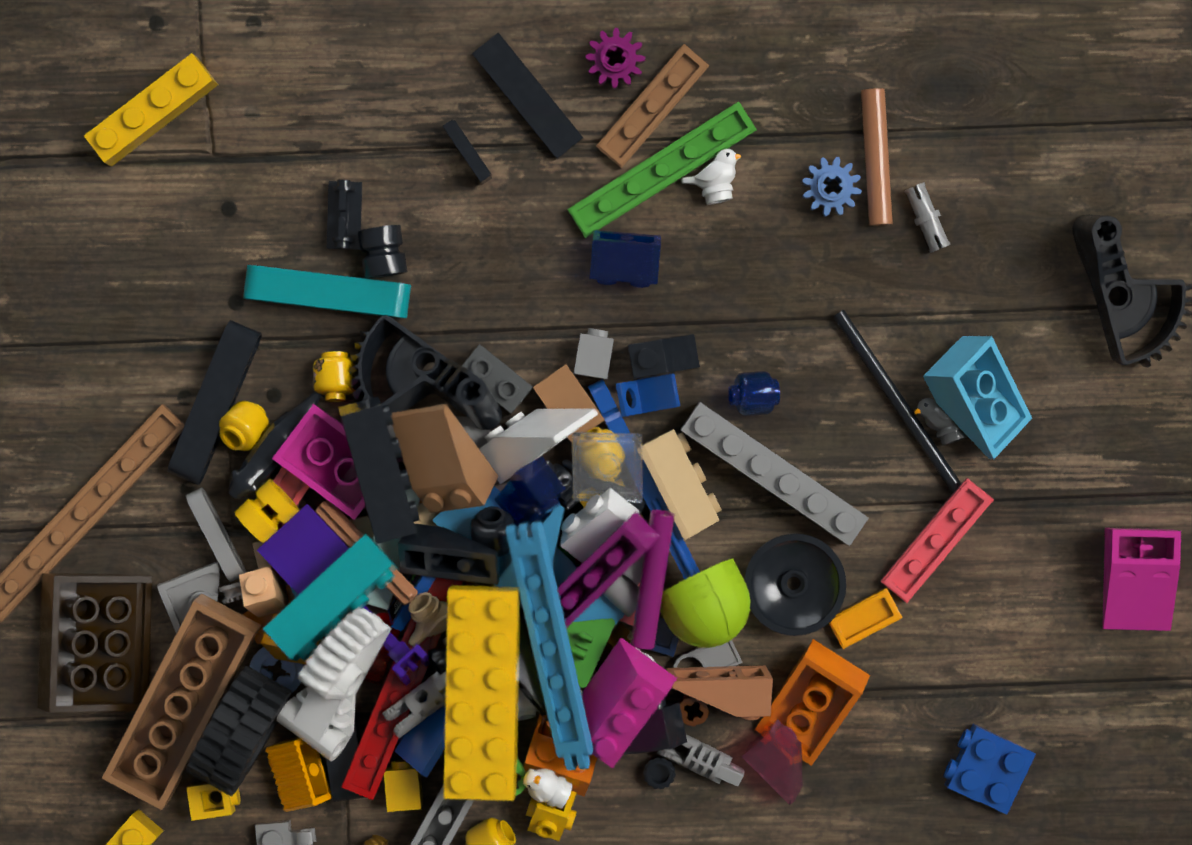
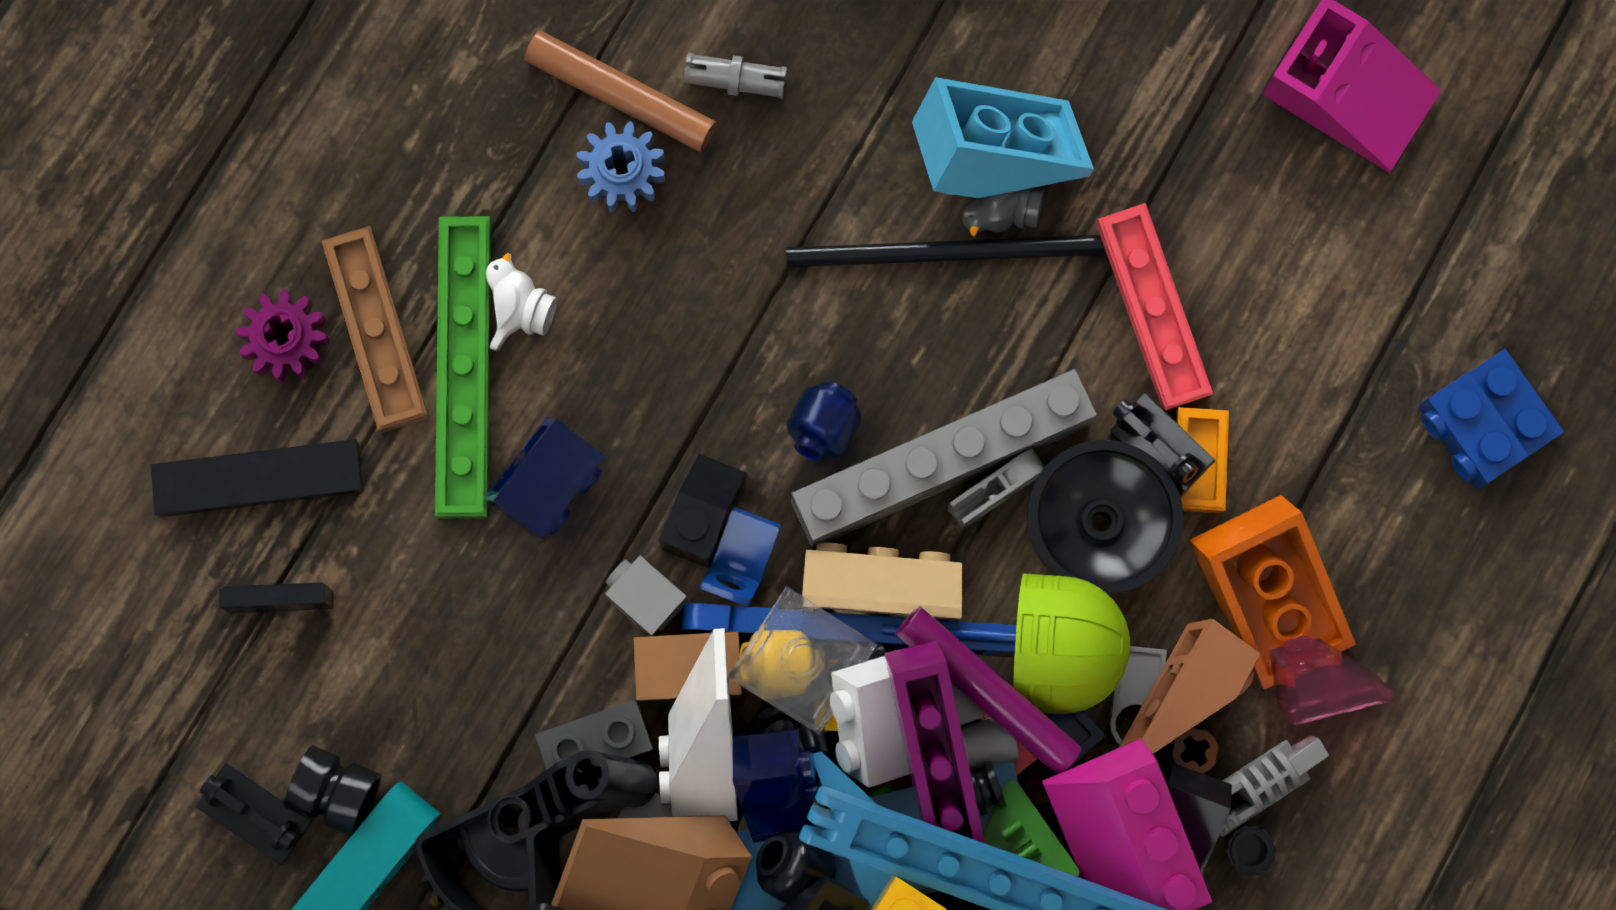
camera: 65 degrees left, 10 degrees down
(599, 609) = (987, 789): none -> black bush
(776, 513) = (996, 488): none -> light grey piece
(861, 587) = (1156, 433): none -> black hinge

